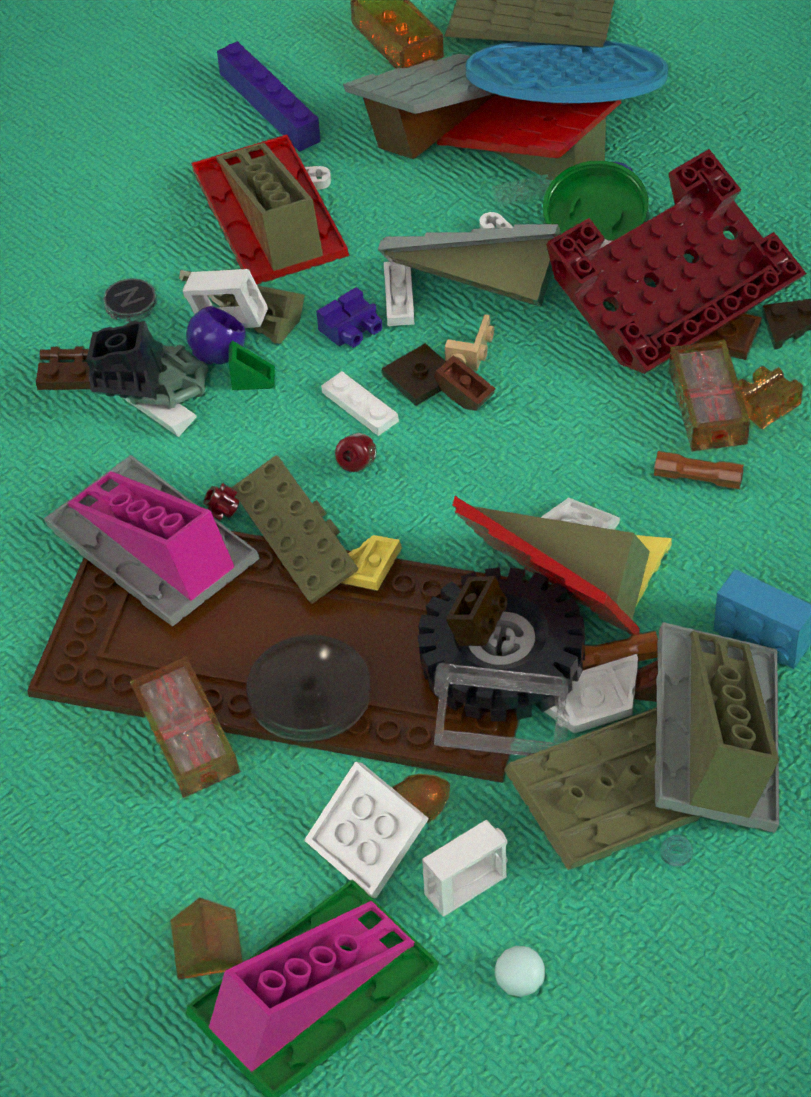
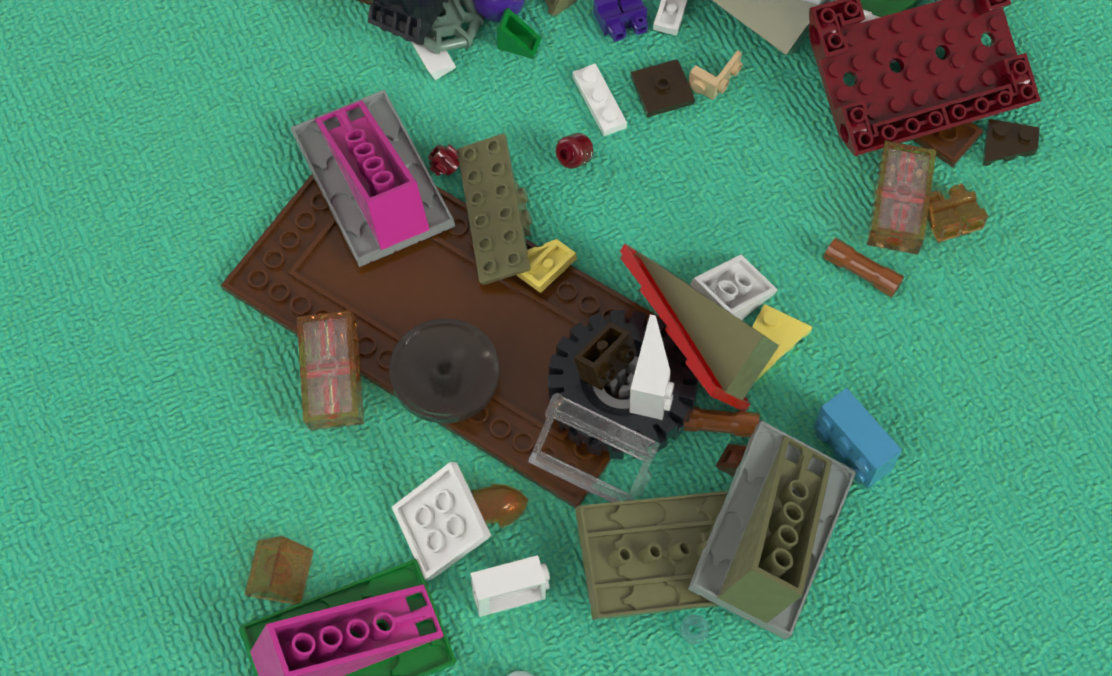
camera: 15 degrees right, 15 degrees up
(463, 384) = (694, 112): copper slope -> none
(536, 612) = (651, 383): none -> white slope
(601, 695) = (691, 459): white wing -> none

